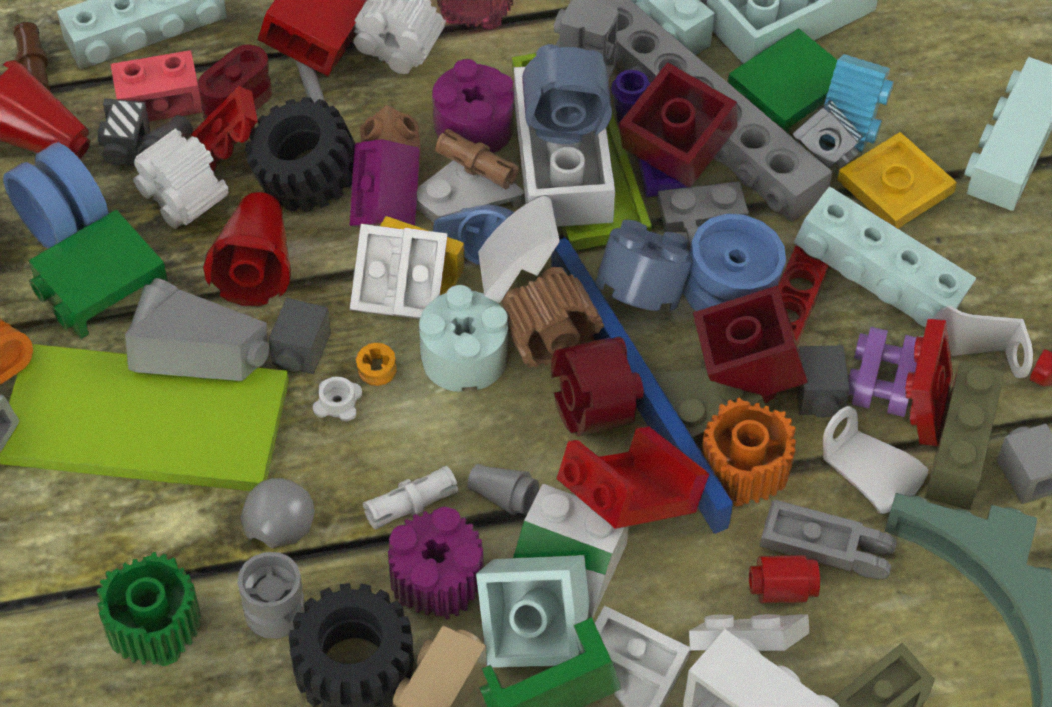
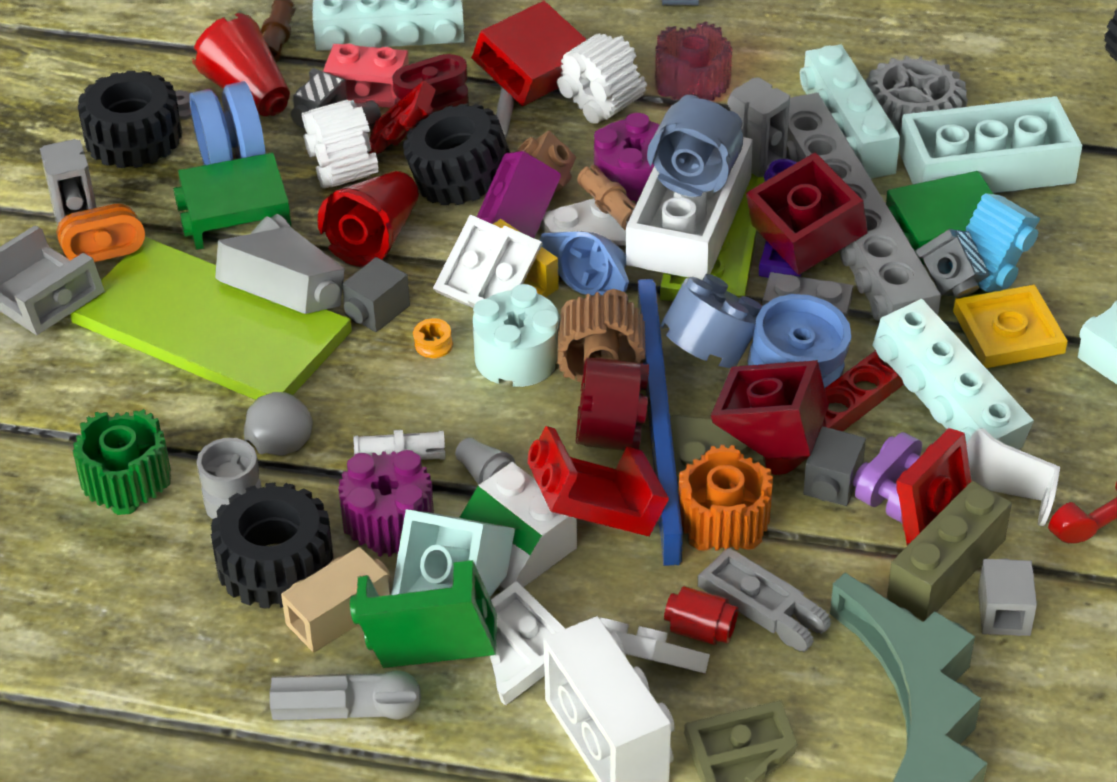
camera: 25 degrees right, 10 degrees down
(334, 389) = (381, 353): white plate -> none
(518, 243) = (596, 267): white slope -> none
(871, 464) = (843, 546): white piece -> none

